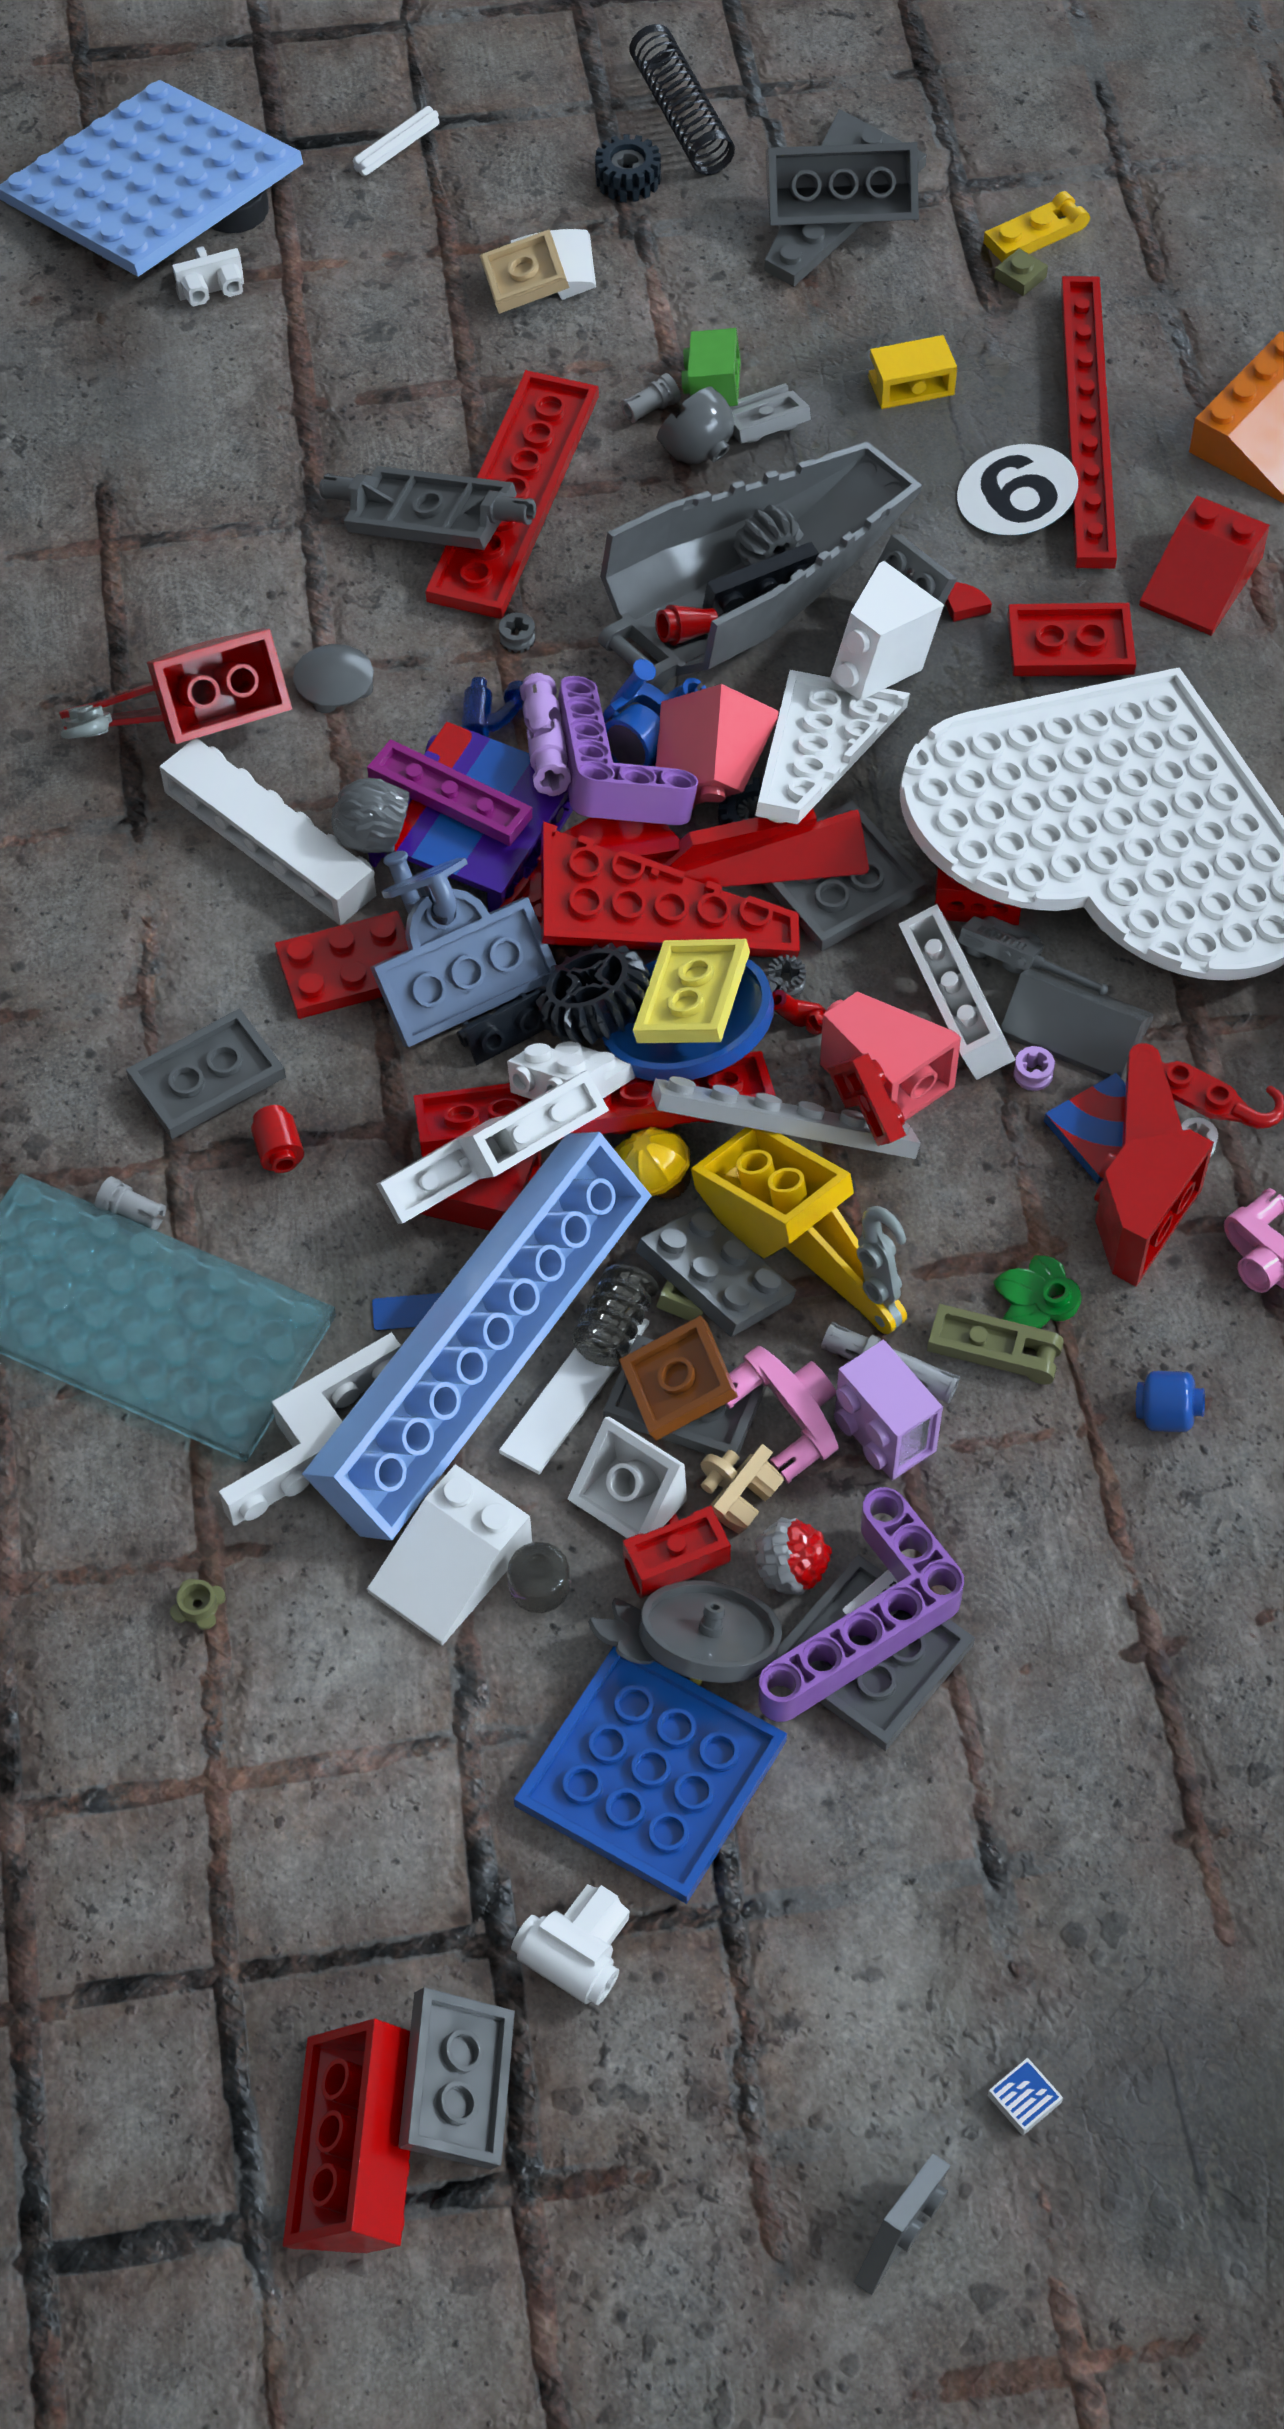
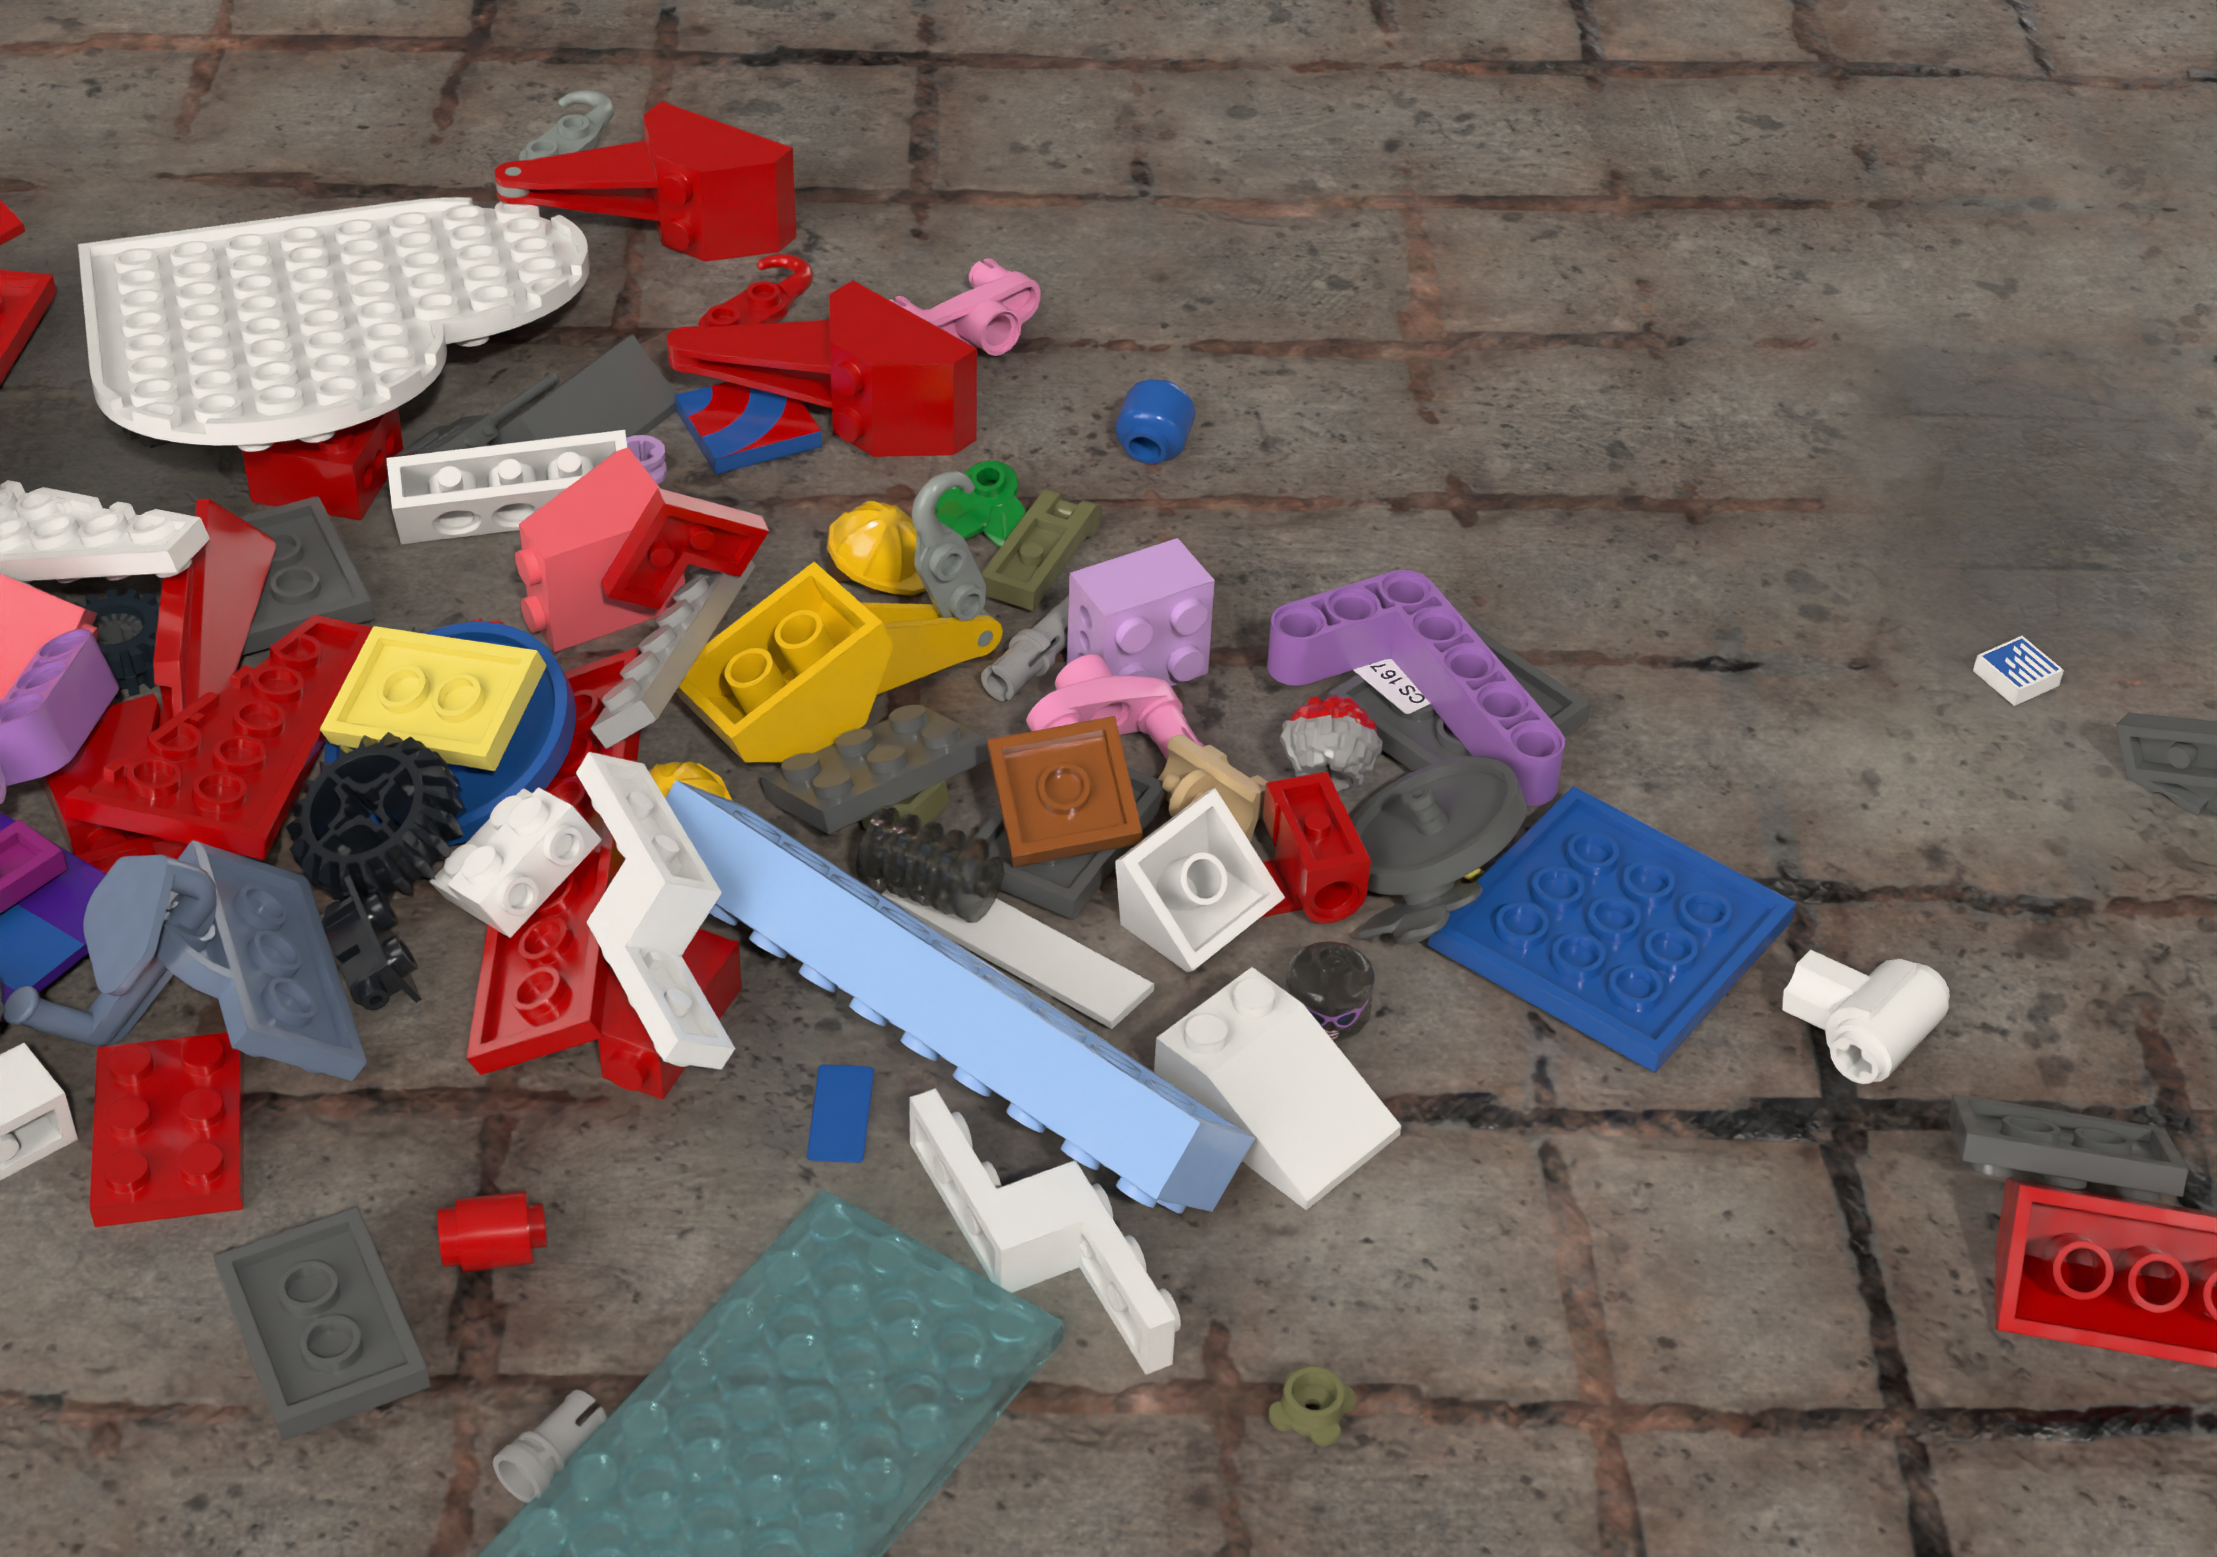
camera: 85 degrees left, 15 degrees down
(960, 1239) = (874, 549): none -> yellow piece

